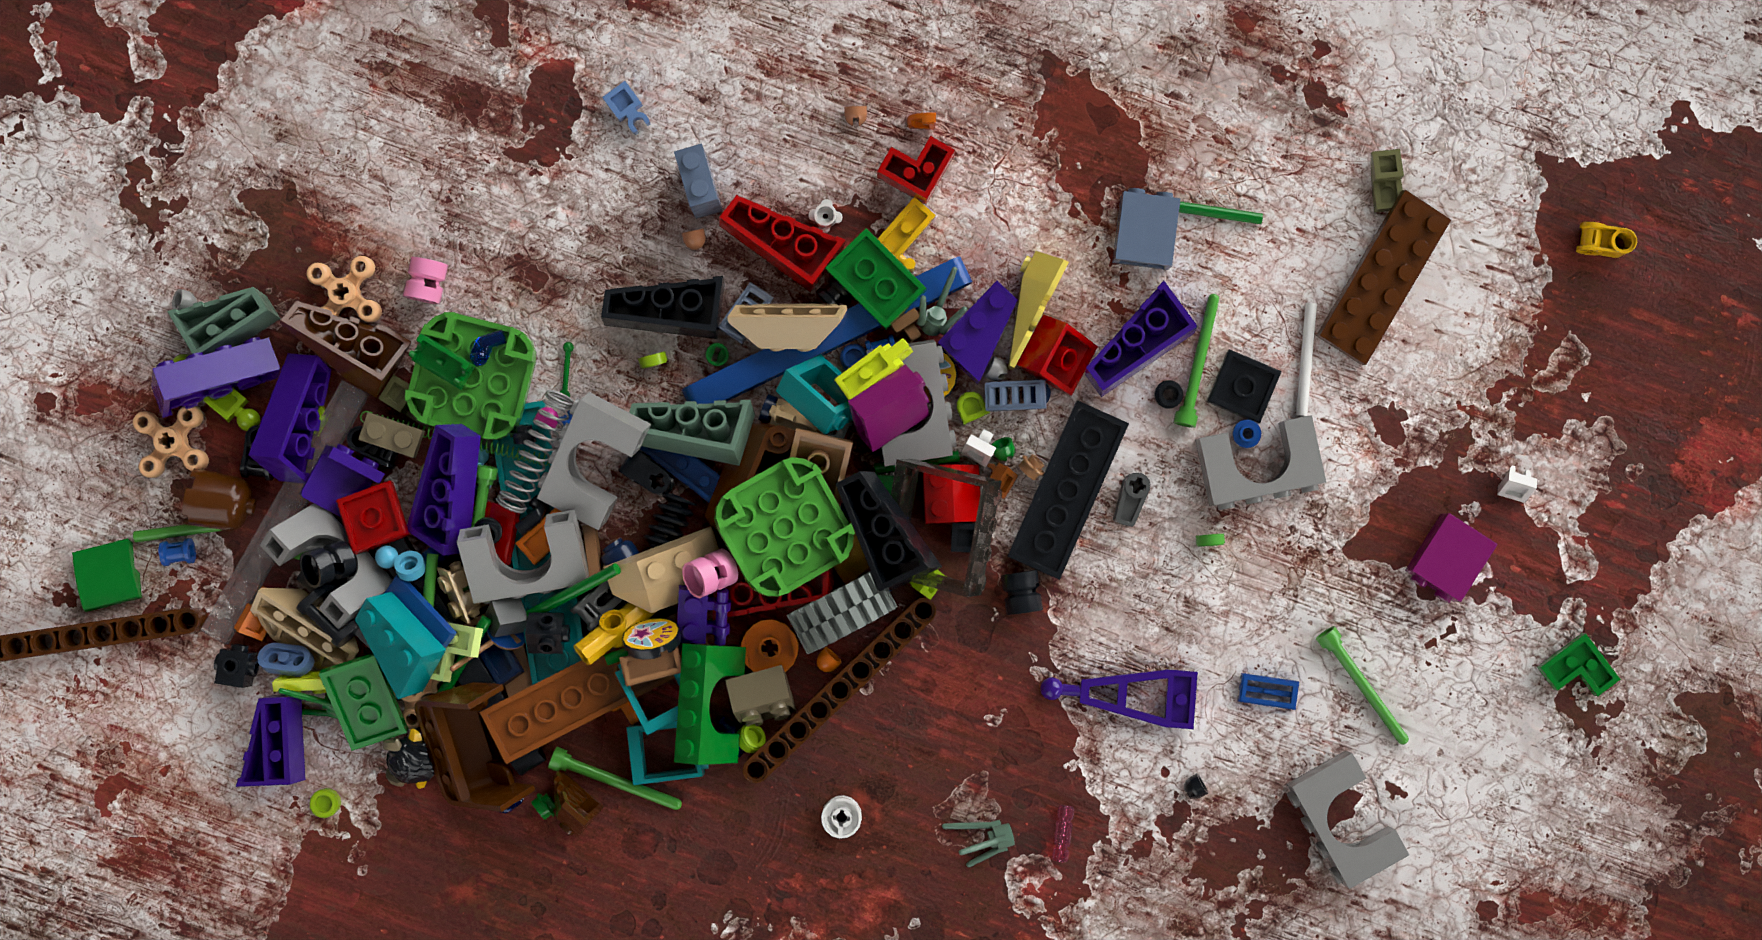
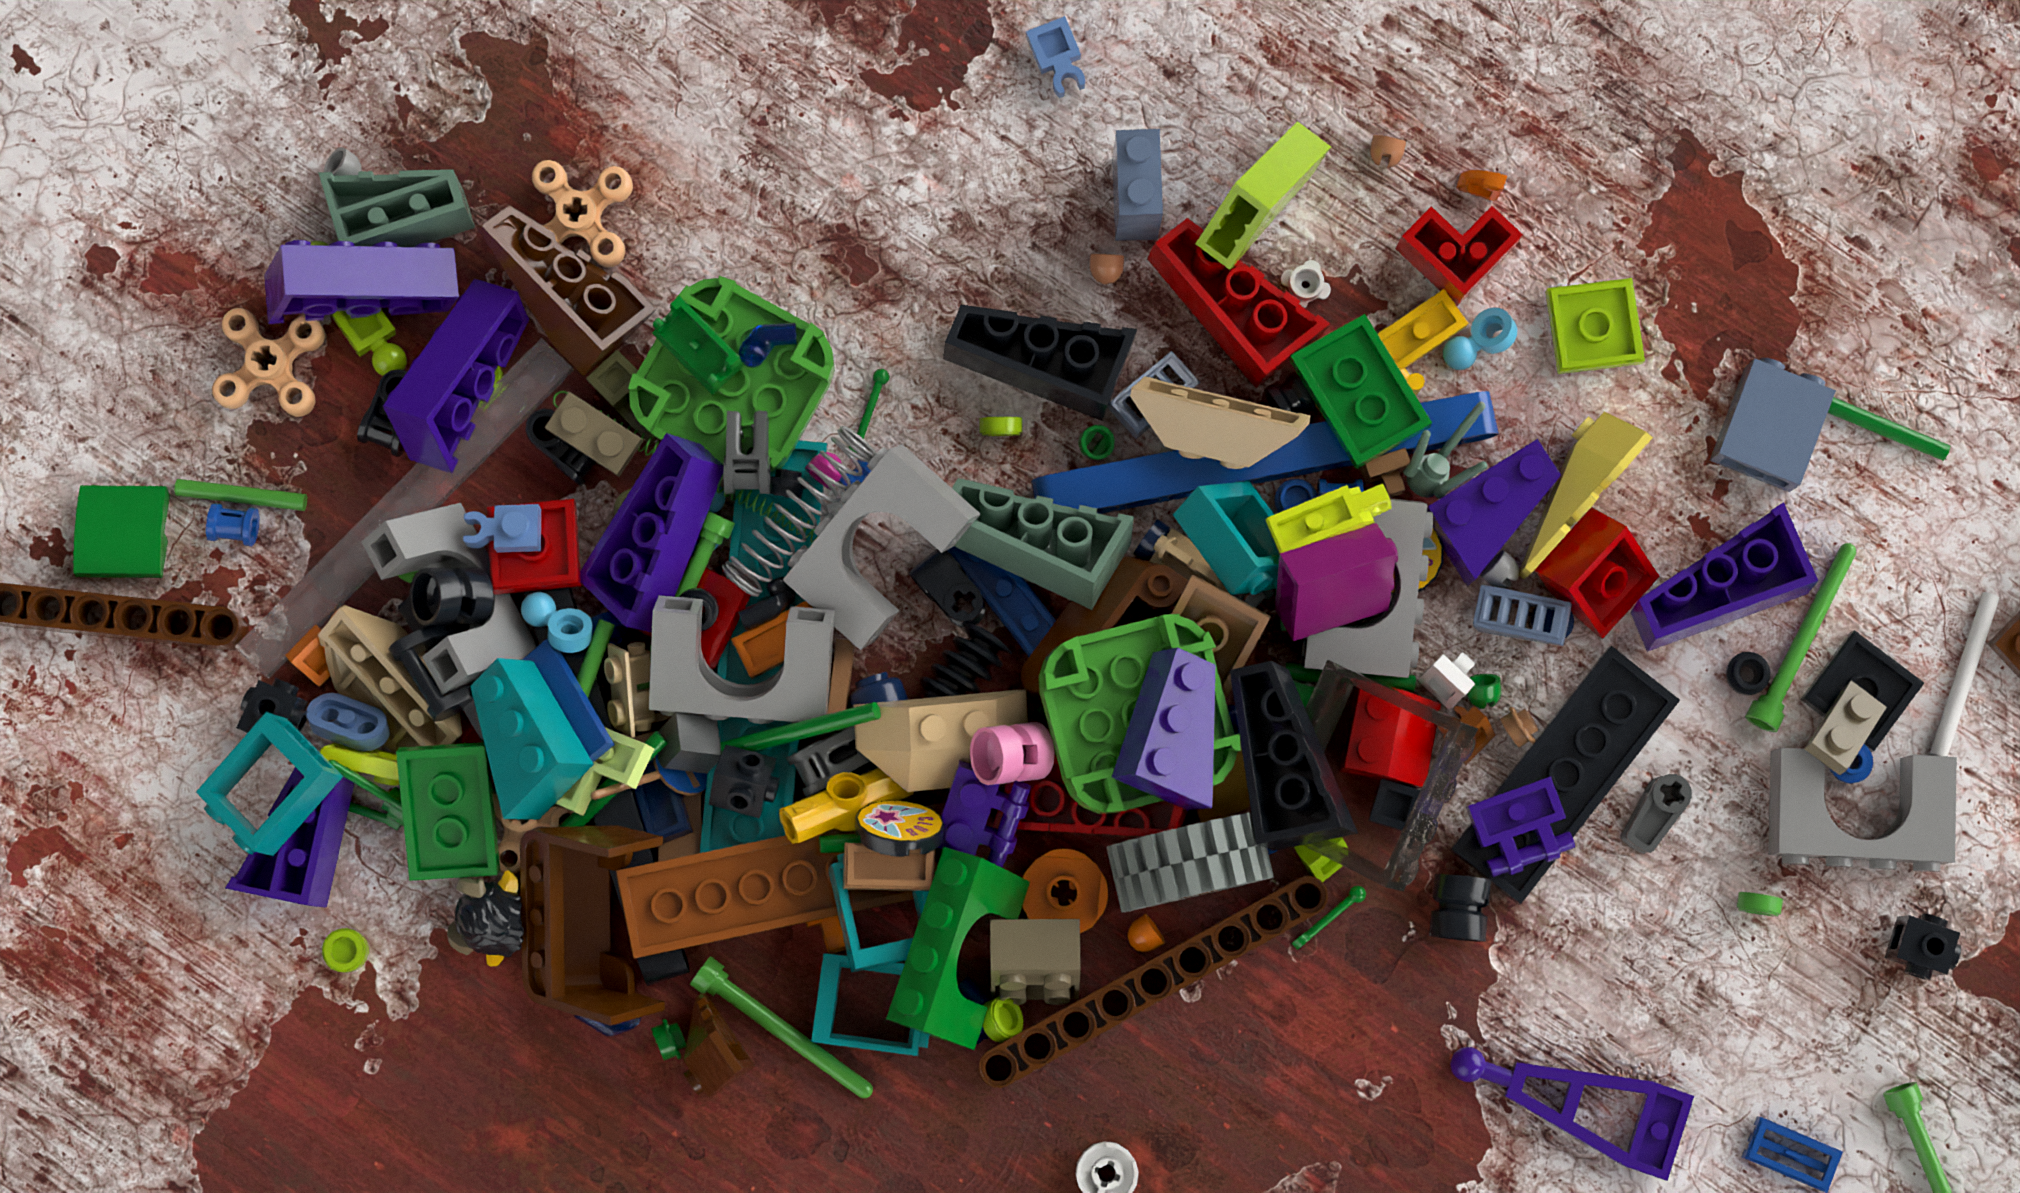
camera: 15 degrees right, 5 degrees down
(217, 501) = (314, 465): reddish brown cylinder -> none
(259, 691) = (297, 806): none -> teal window
(338, 476) = (501, 472): dark purple bracket -> none
(354, 510) = (512, 528): none -> medium blue plate
(427, 270) = (705, 213): bright pink wheel -> none
(497, 433) = (748, 470): none -> dark grey piece
(781, 166) = (1262, 194): none -> lime slope
(806, 534) = (1172, 731): none -> wedge
(936, 233) = (1461, 351): none -> medium azure plate
(955, 600) = (1356, 894): none -> green hinge
(971, 407) = (1450, 616): lime tile -> none
(1017, 195) = (1595, 326): none -> lime plate
(1042, 524) = (1516, 813): none -> dark purple plate
(1237, 414) = (1845, 728): none -> plate
(1310, 543) = (1924, 946): none -> black brick

